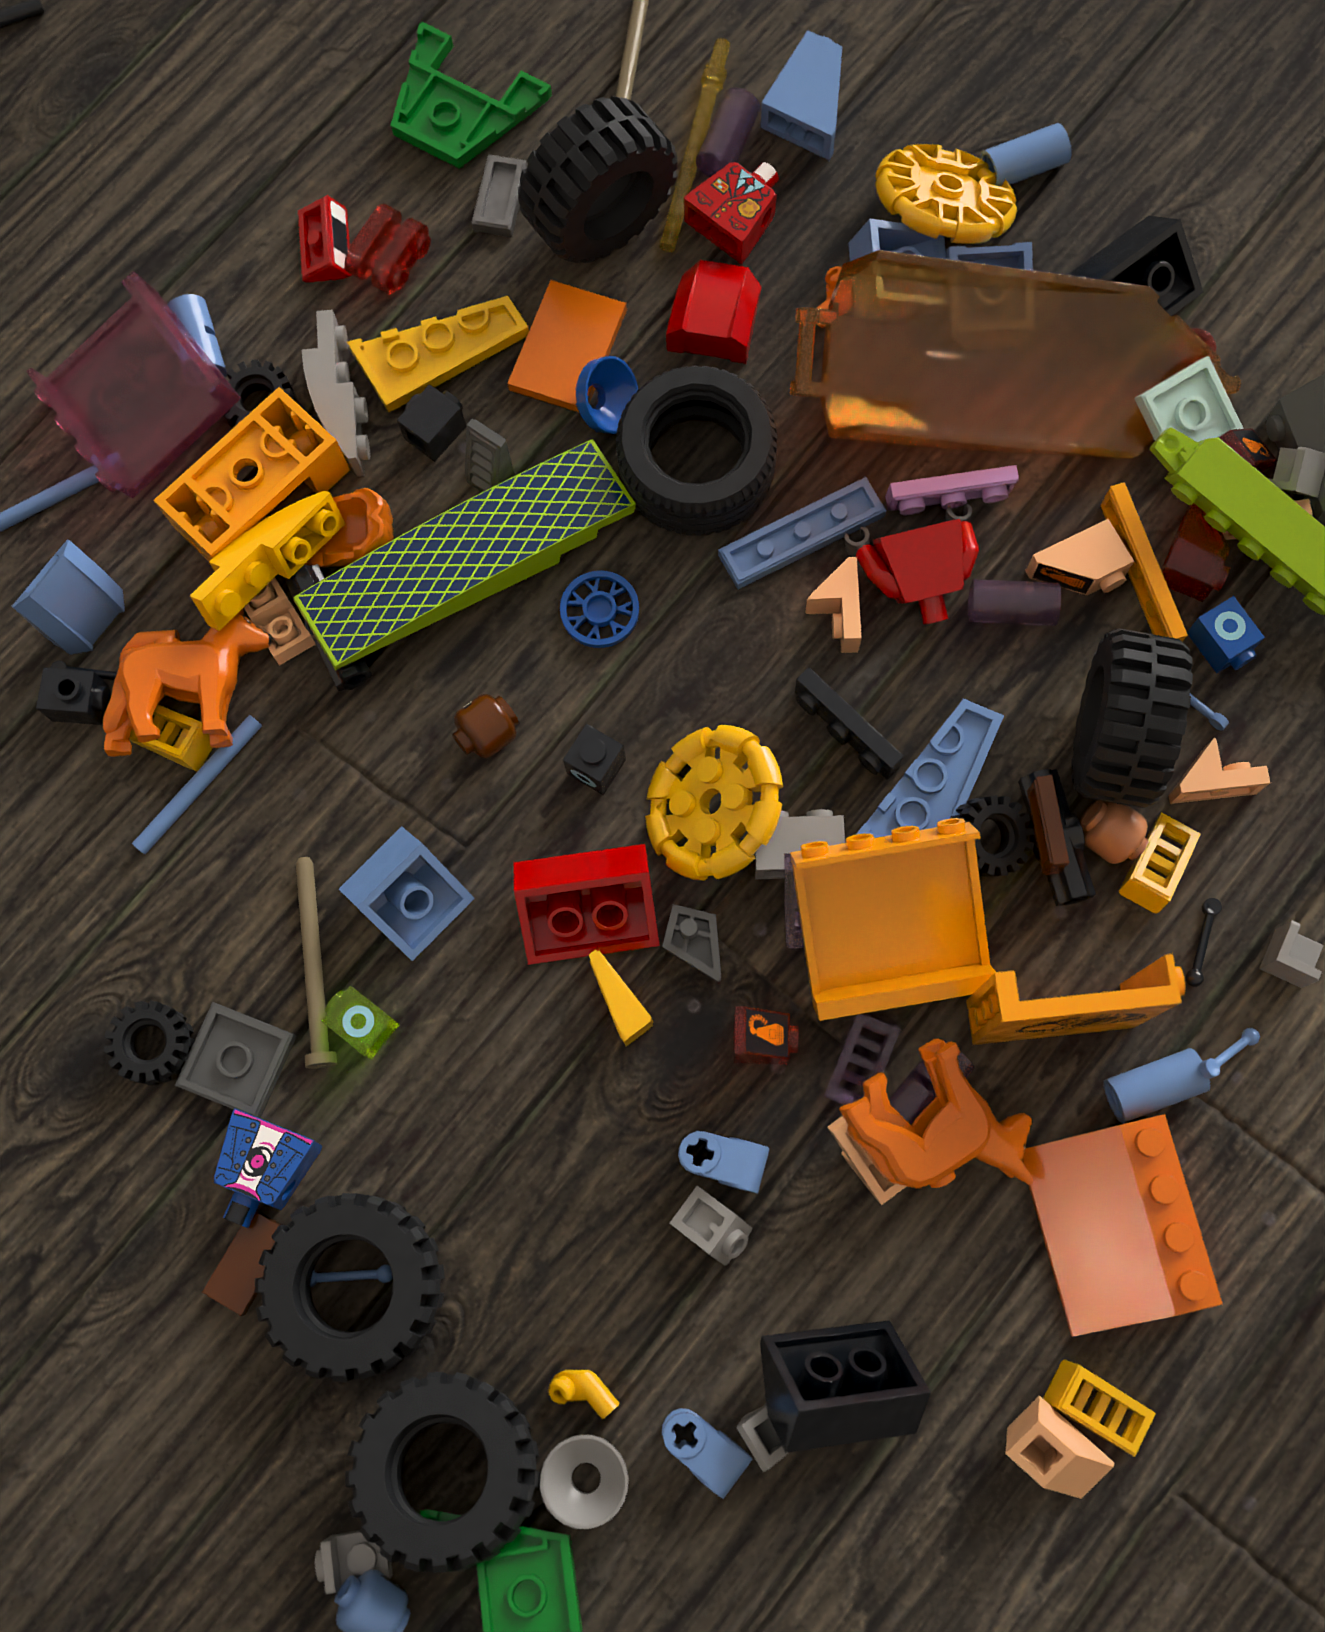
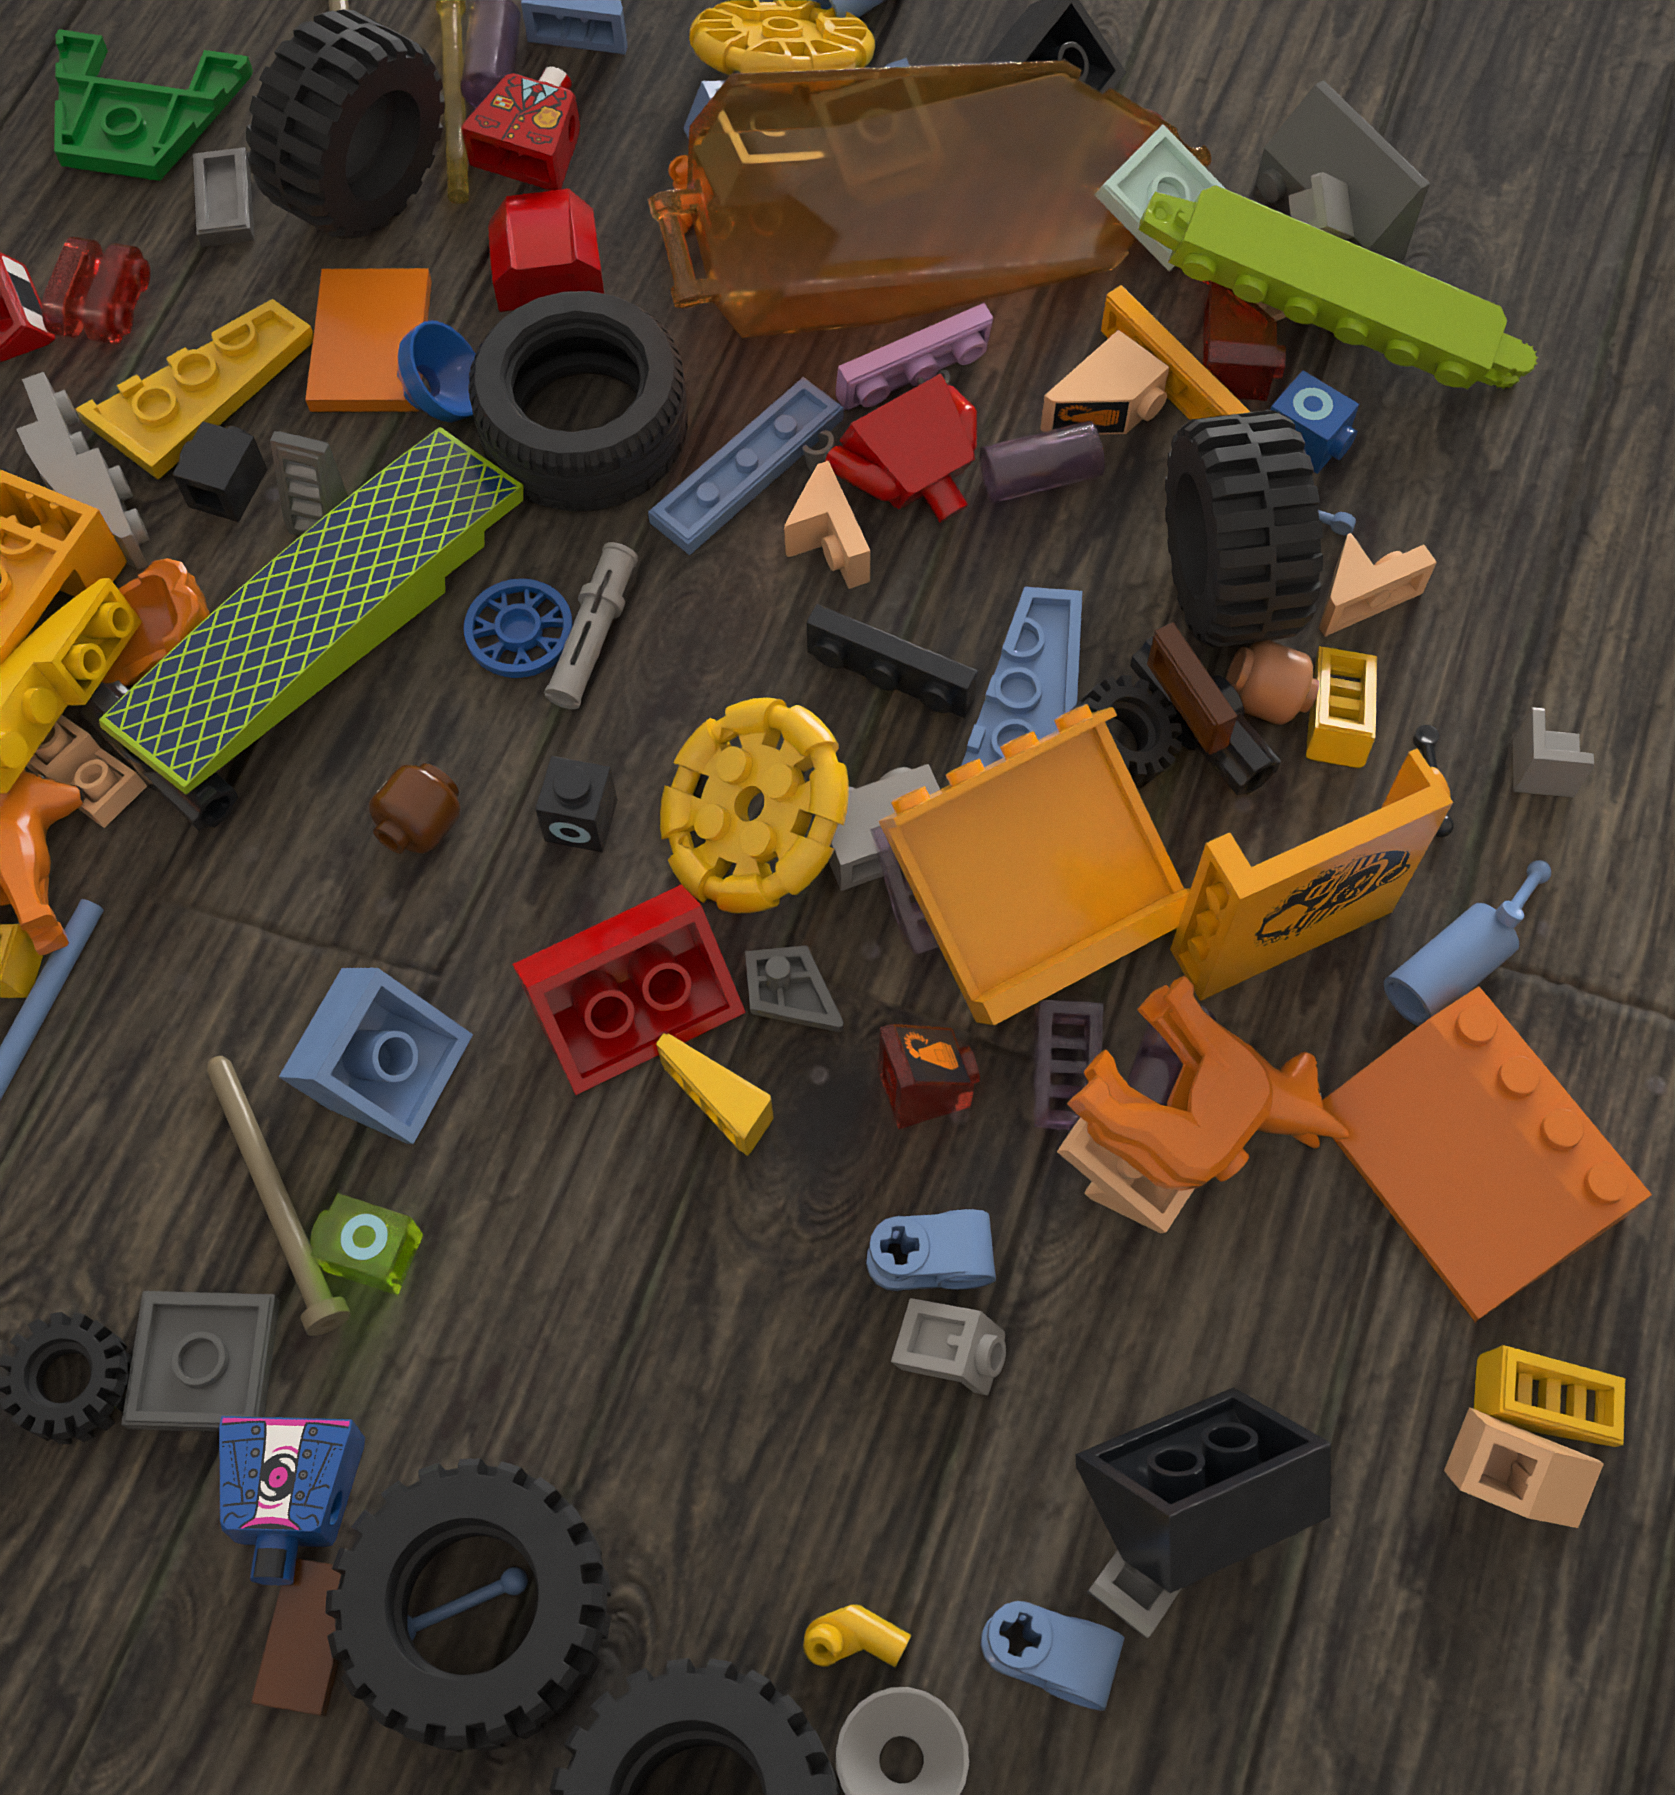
camera: 25 degrees left, 10 degrees down
(650, 624) = (600, 603): none -> light grey pin

